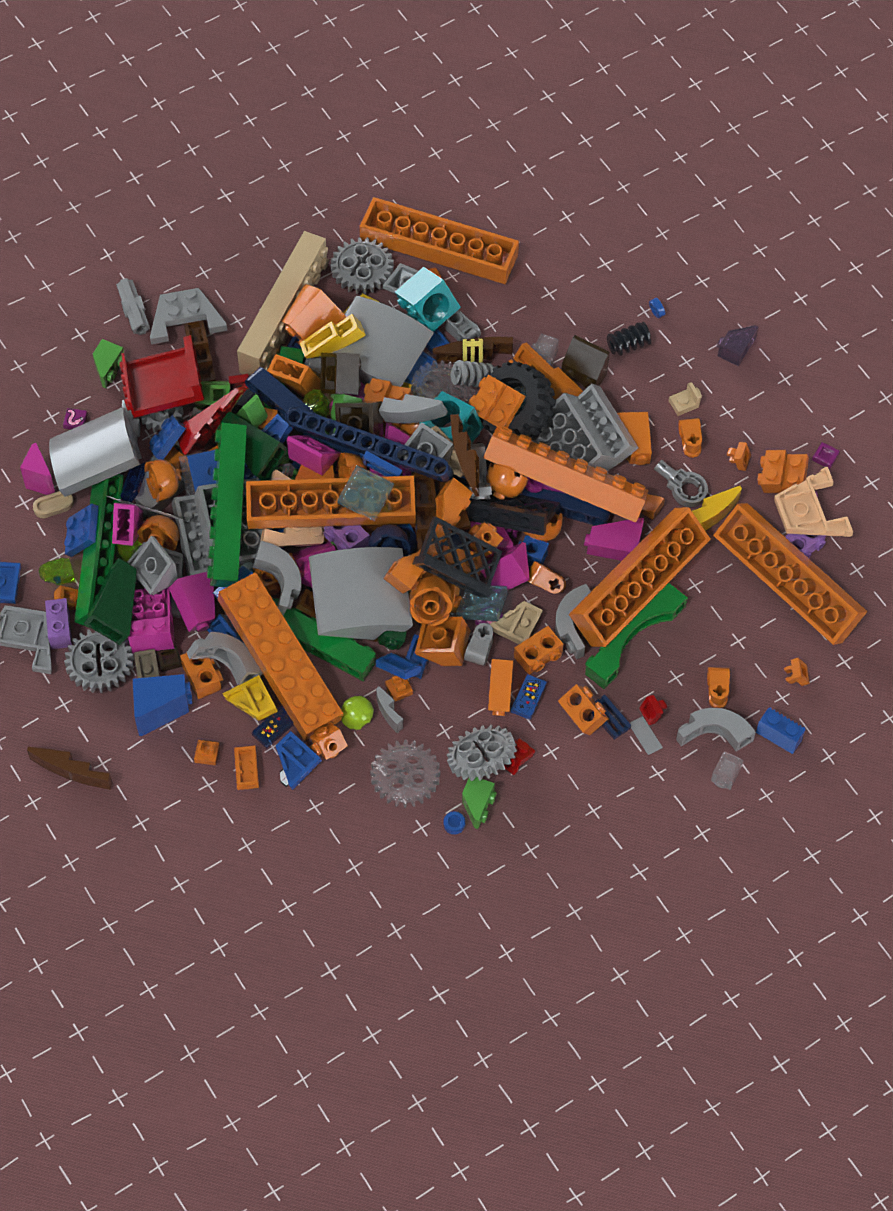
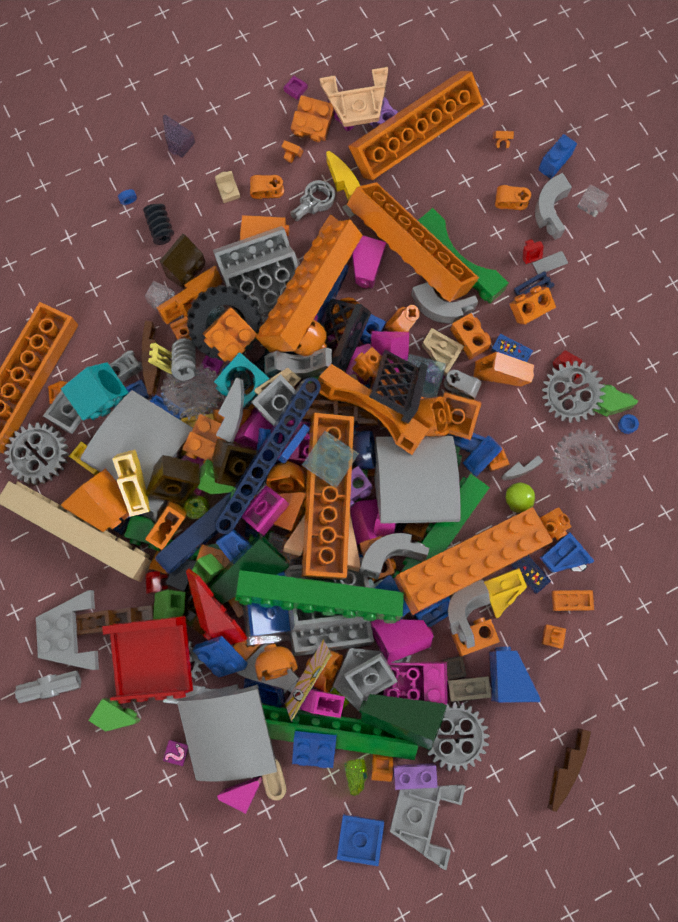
camera: 85 degrees left, 15 degrees up
(467, 458) = (303, 362): reddish brown slope -> none

